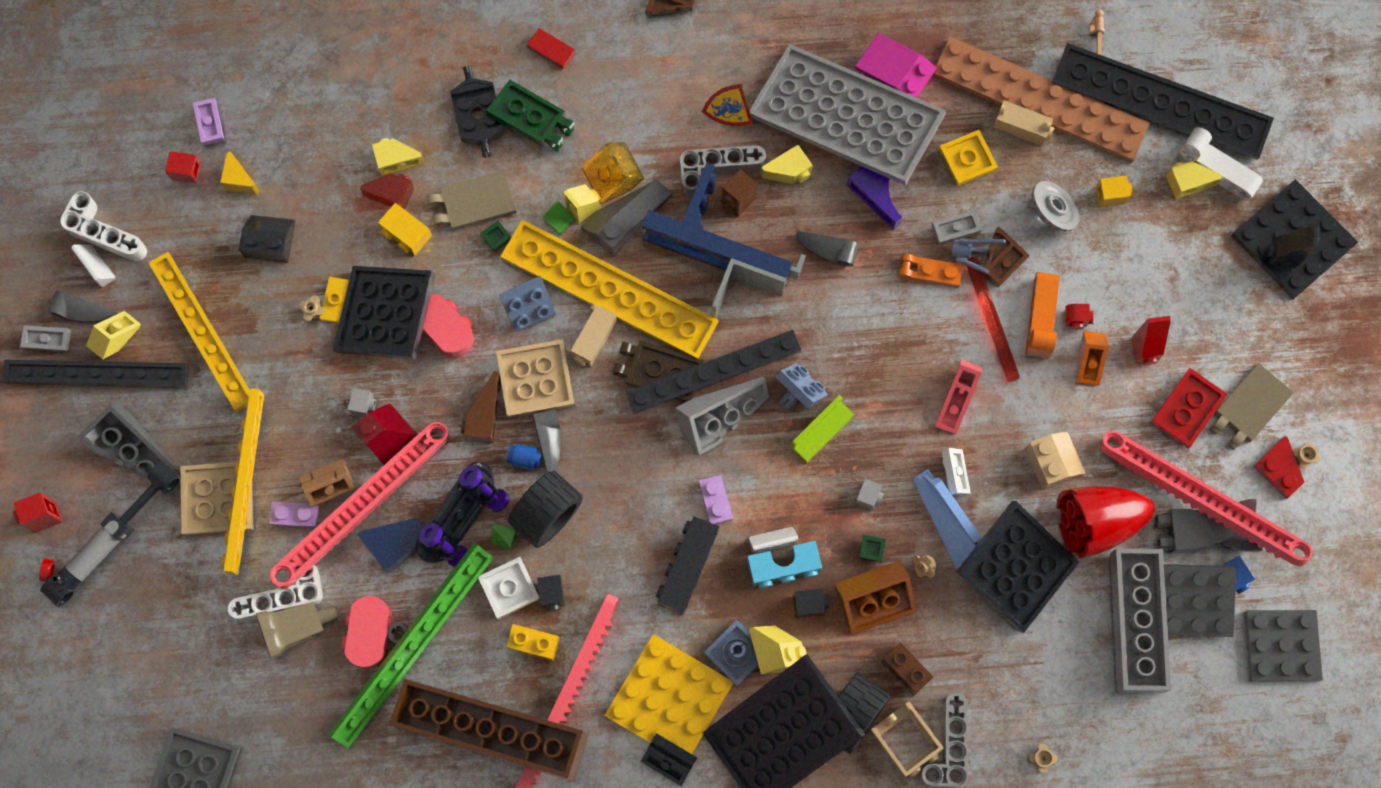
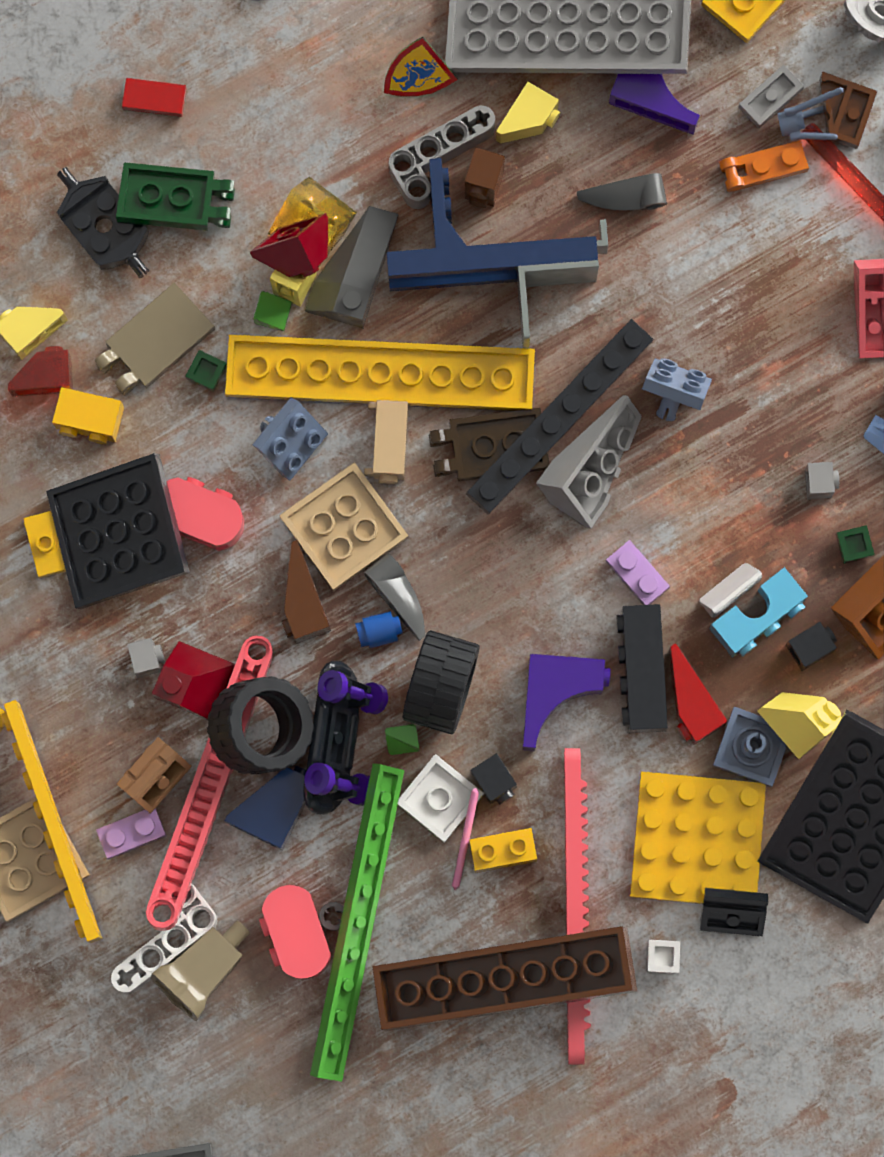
camera: 20 degrees left, 5 degrees up
(317, 309) = (30, 568): tan plate -> none
(437, 481) = (293, 719): none -> black tyre
(513, 621) = (465, 838): none -> bright pink axle
(591, 181) = (296, 247): none -> dark red slope
(606, 767) = (663, 956): none -> white plate
(621, 547) = (555, 682): none -> dark purple arch
(710, 605) = (694, 705): none -> red slope
(822, 430) = (726, 427): lime panel -> none

